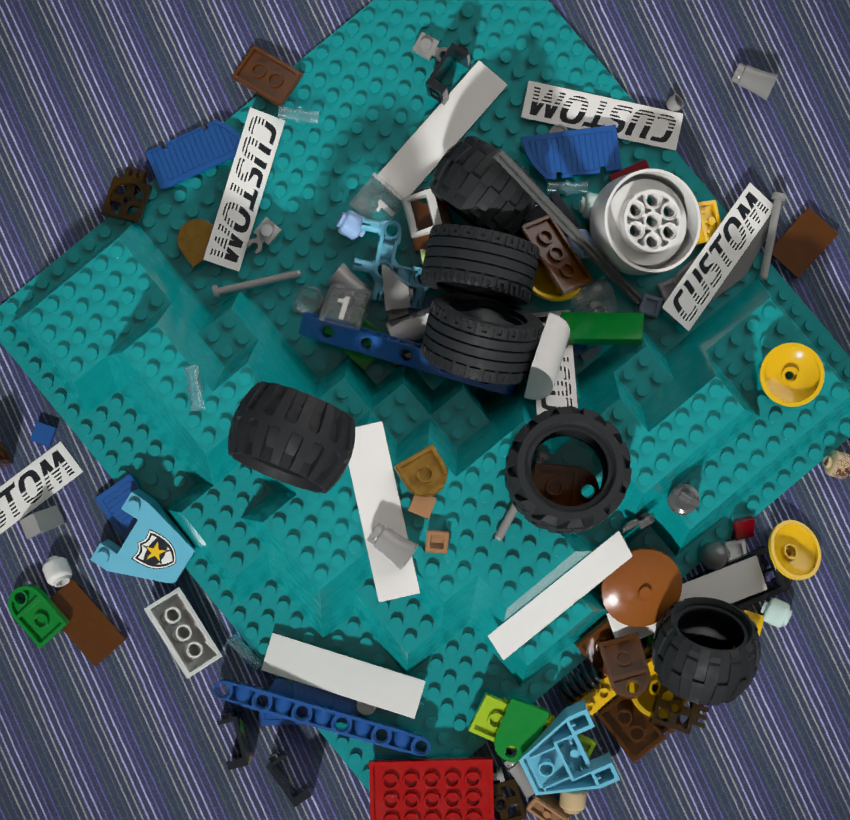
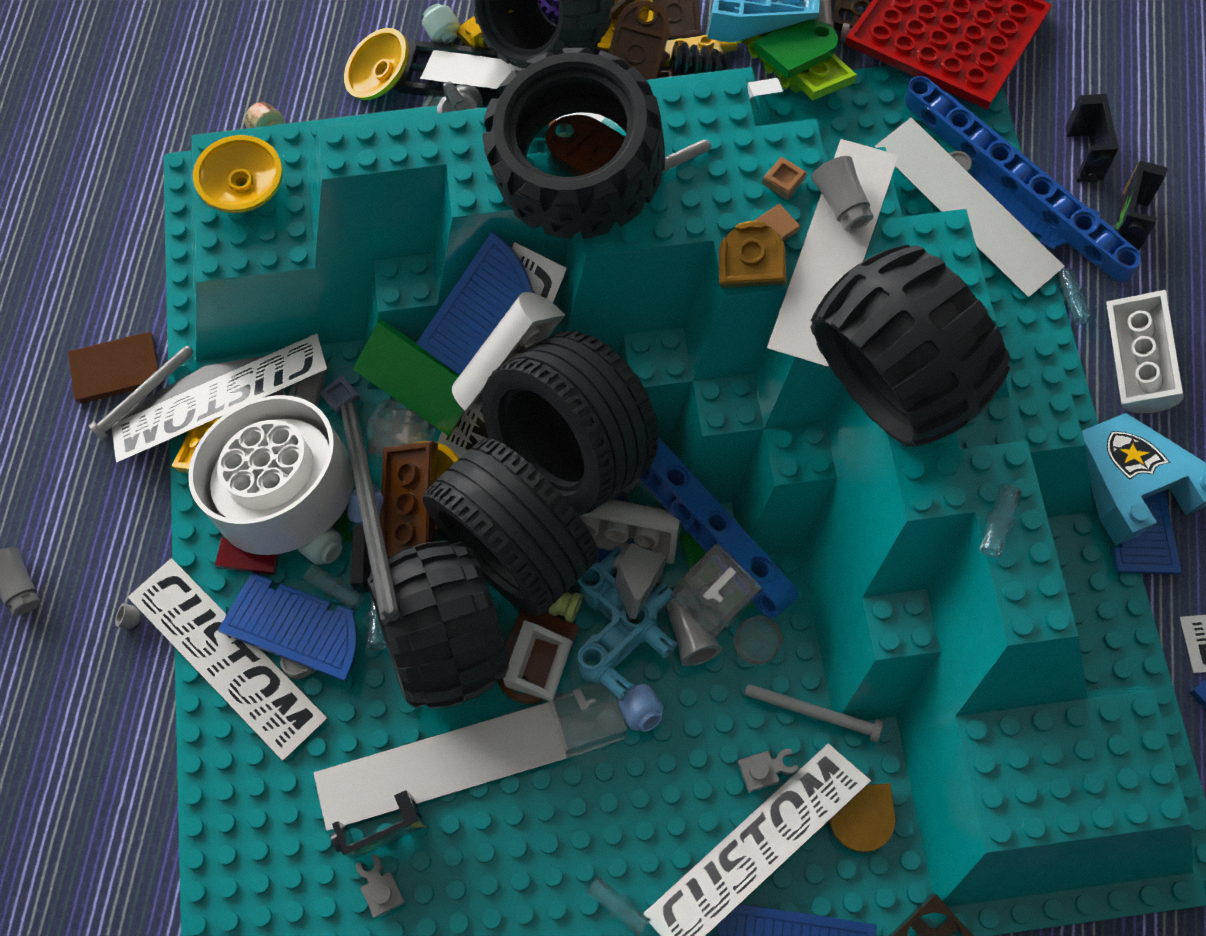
camera: 145 degrees left, 20 degrees down
(580, 374) = (476, 304): none -> blue piece

